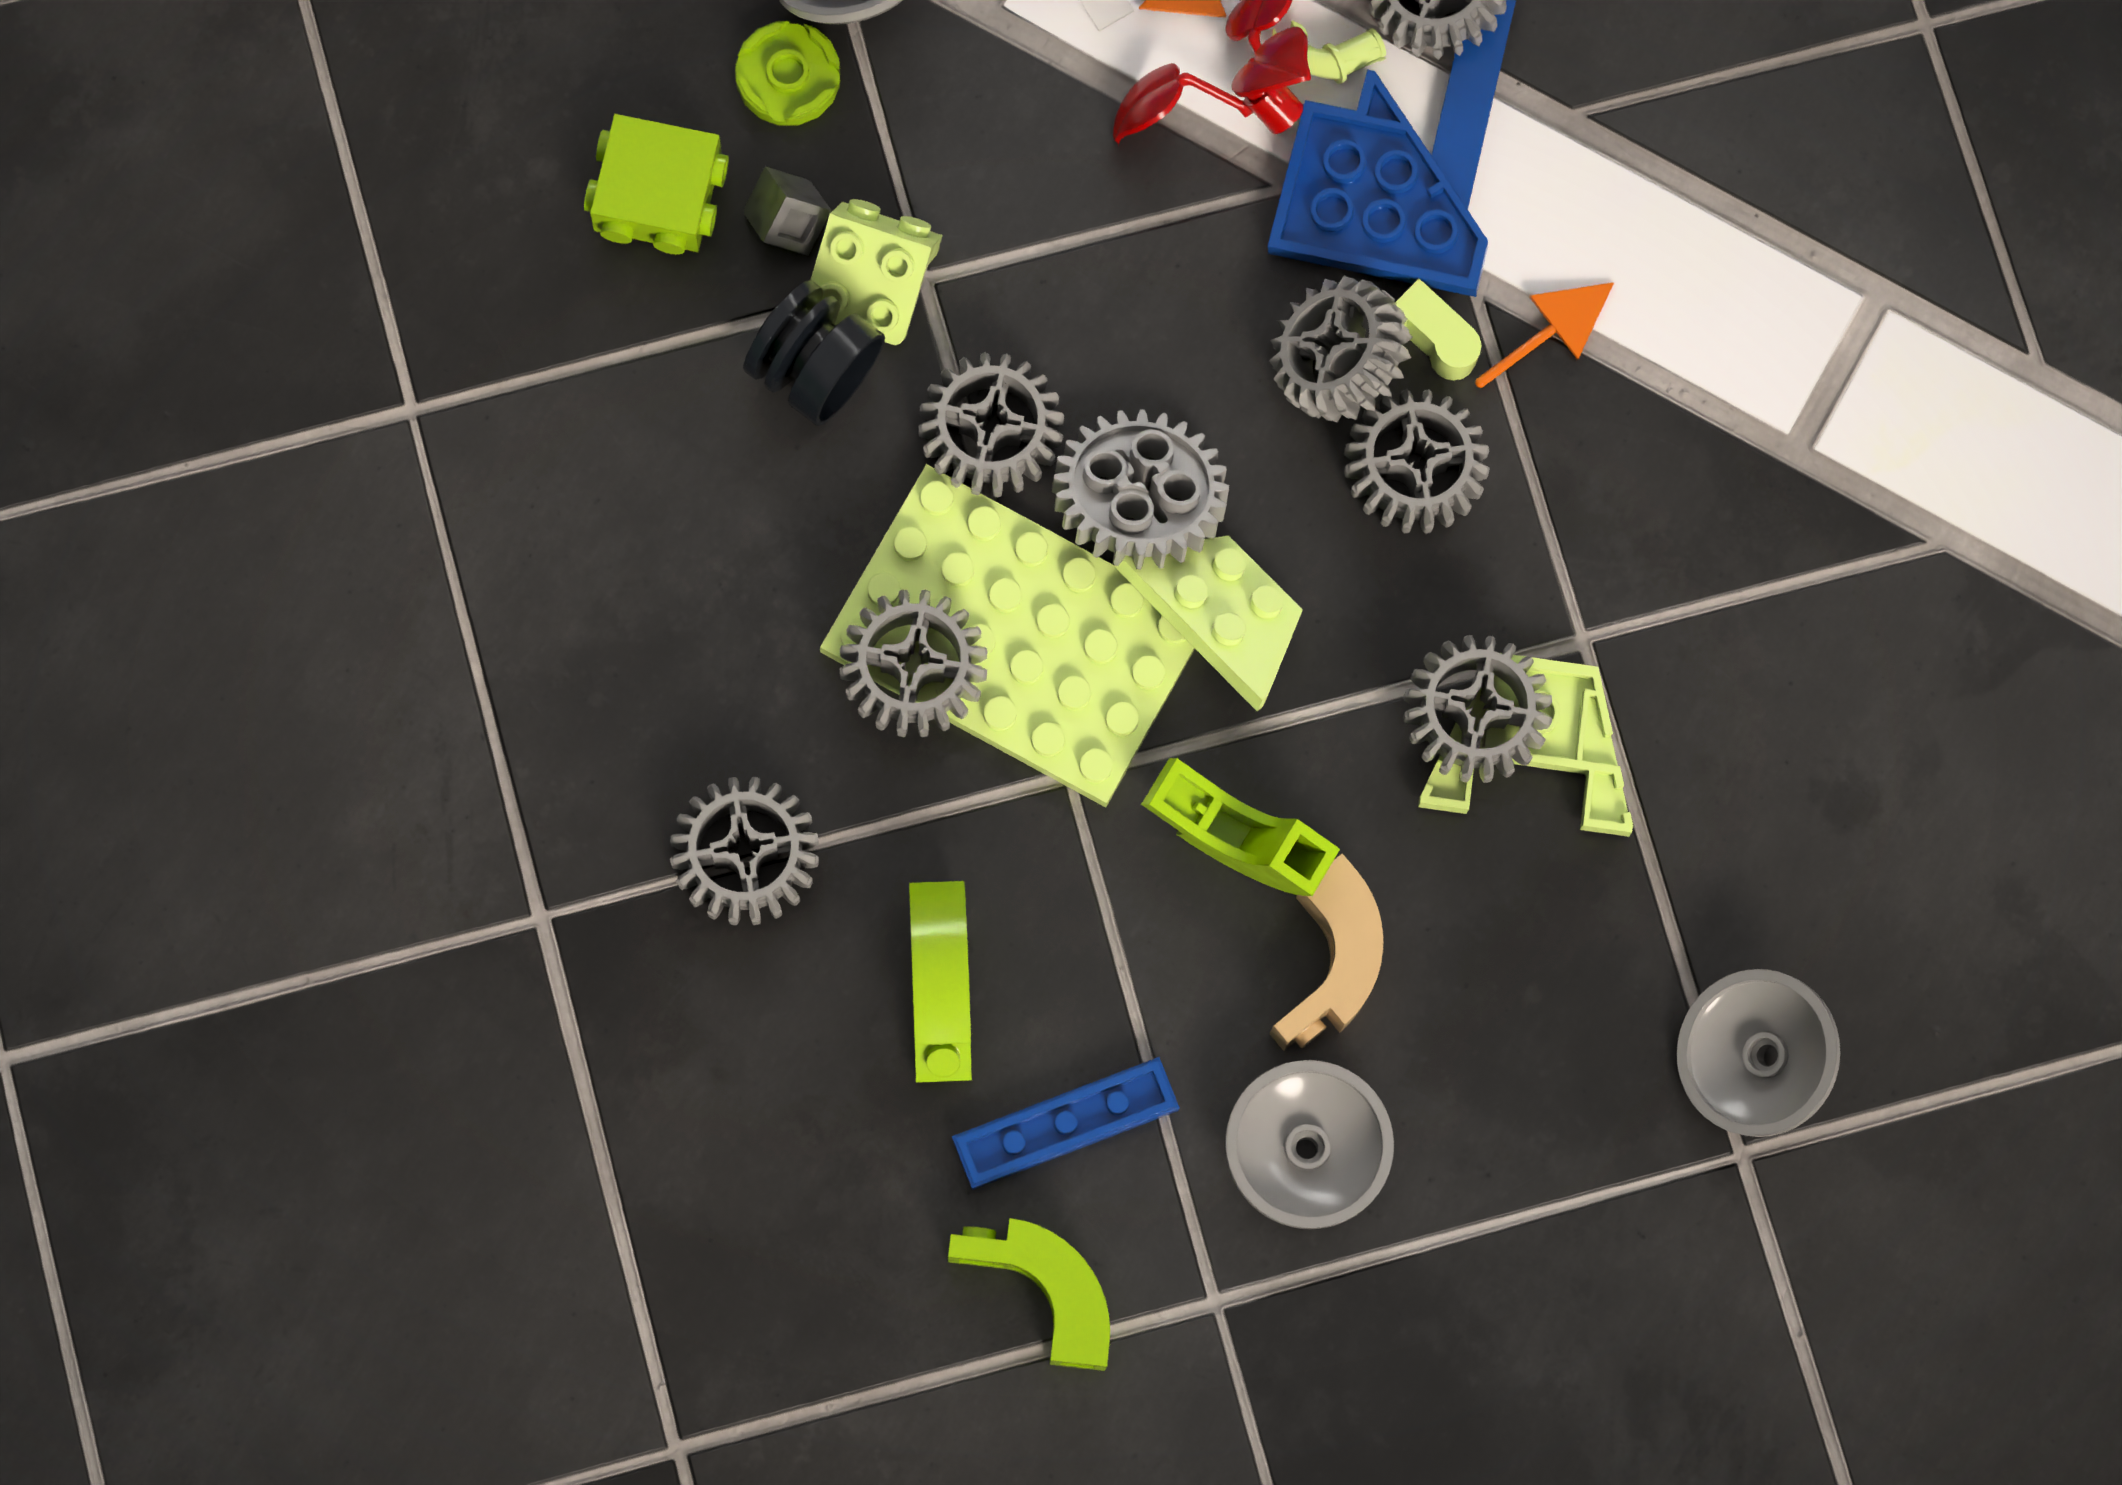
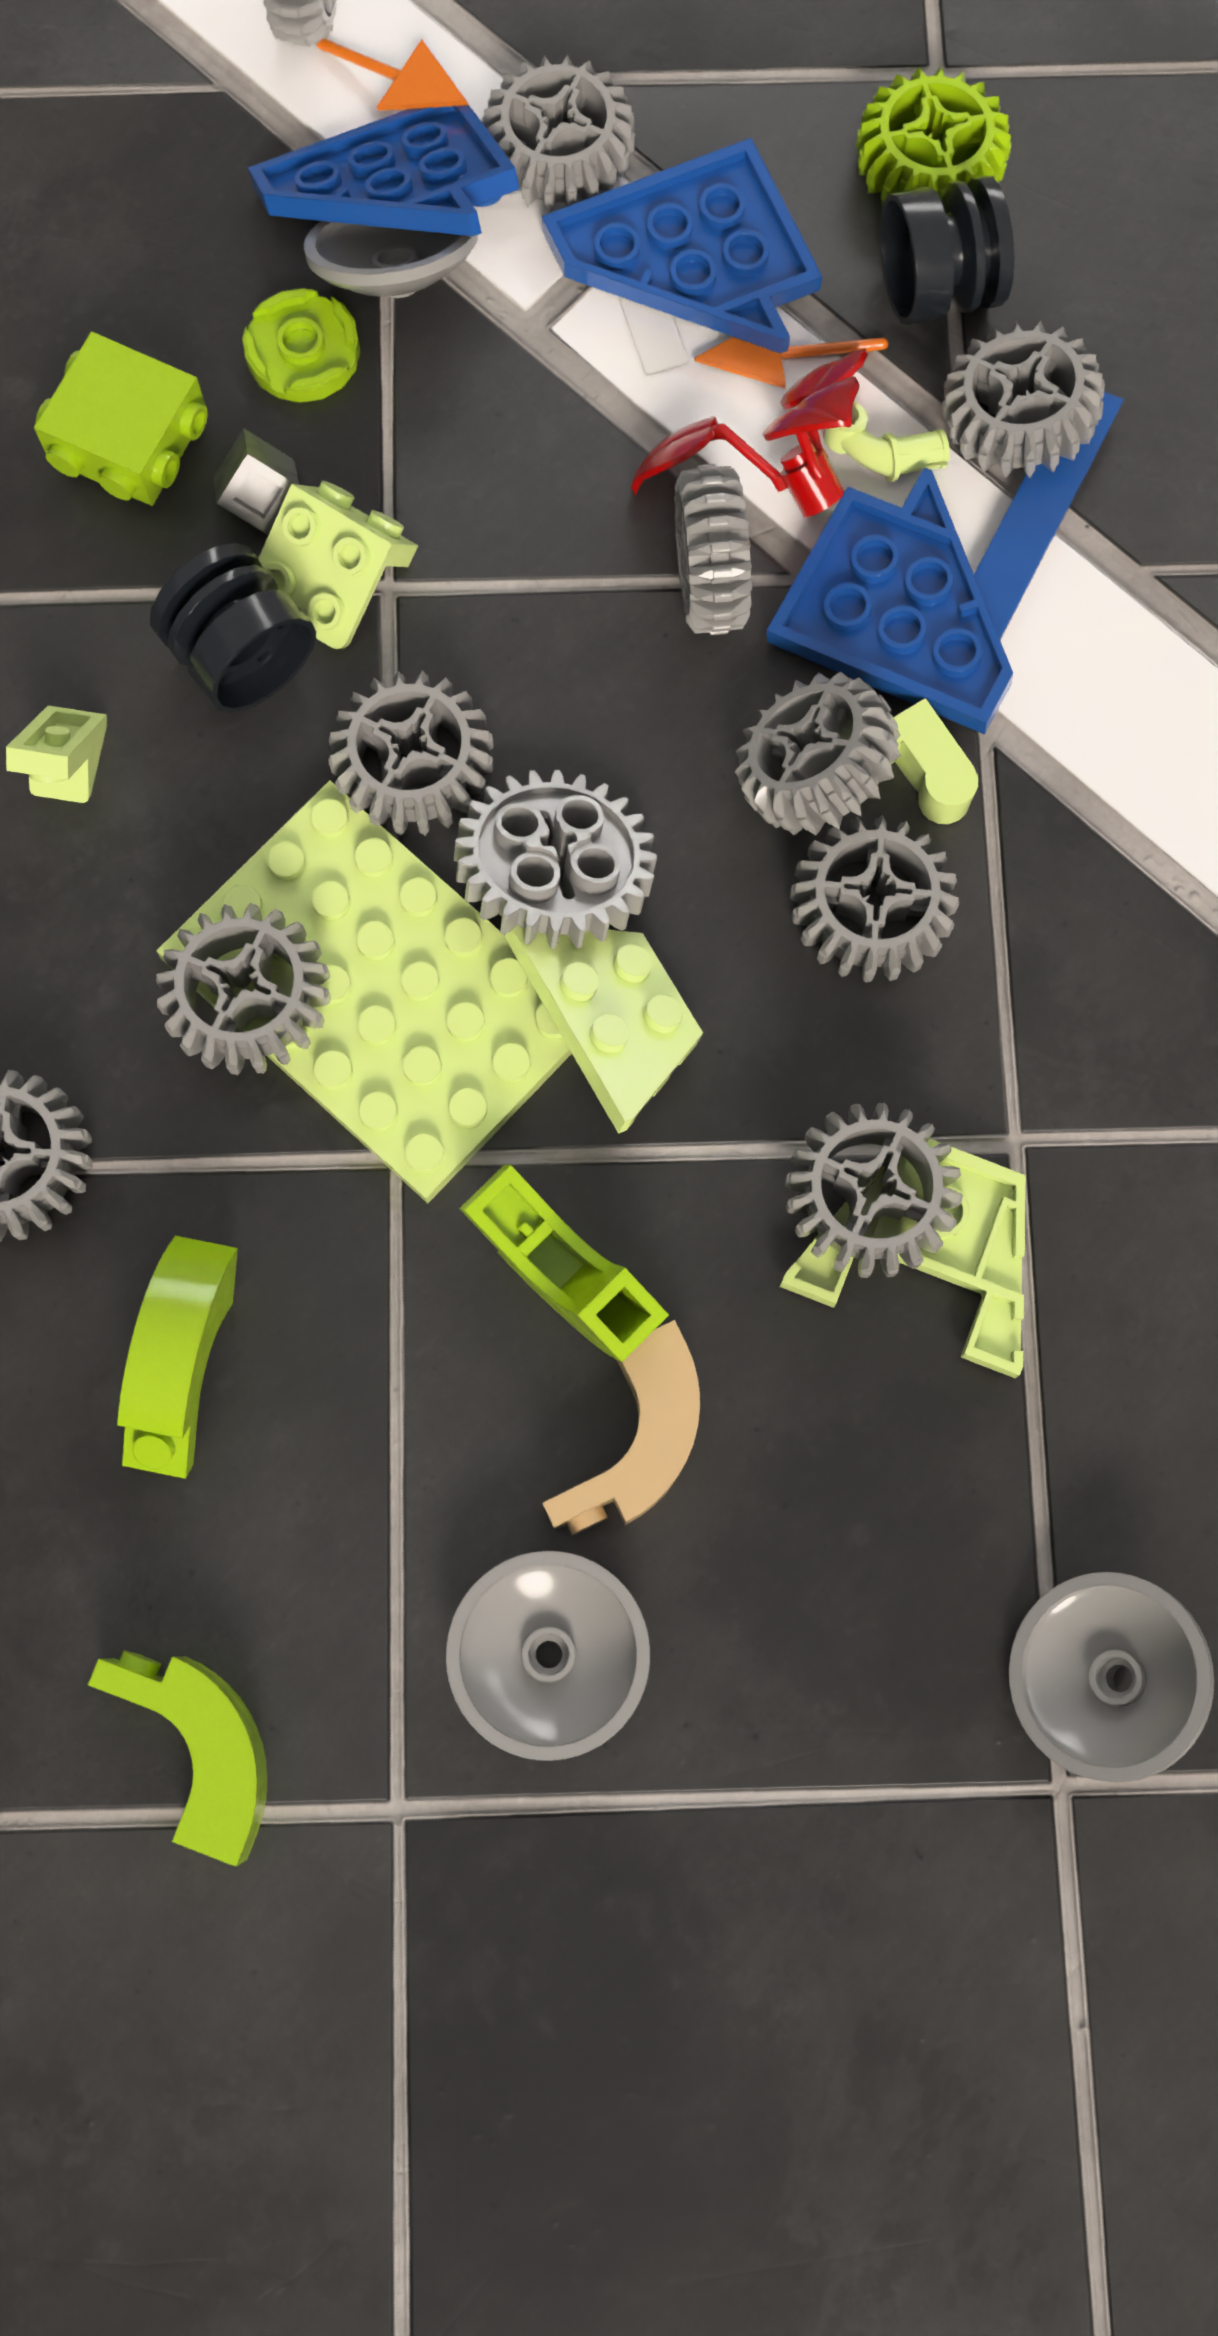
camera: 20 degrees right, 0 degrees up
(687, 492) = (59, 753): none -> yellowish green slope
(1065, 1123) = (279, 1555): blue tile -> none
(1206, 189) = (713, 549): none -> light grey gear
(1569, 314) = (1084, 780): orange piece -> none

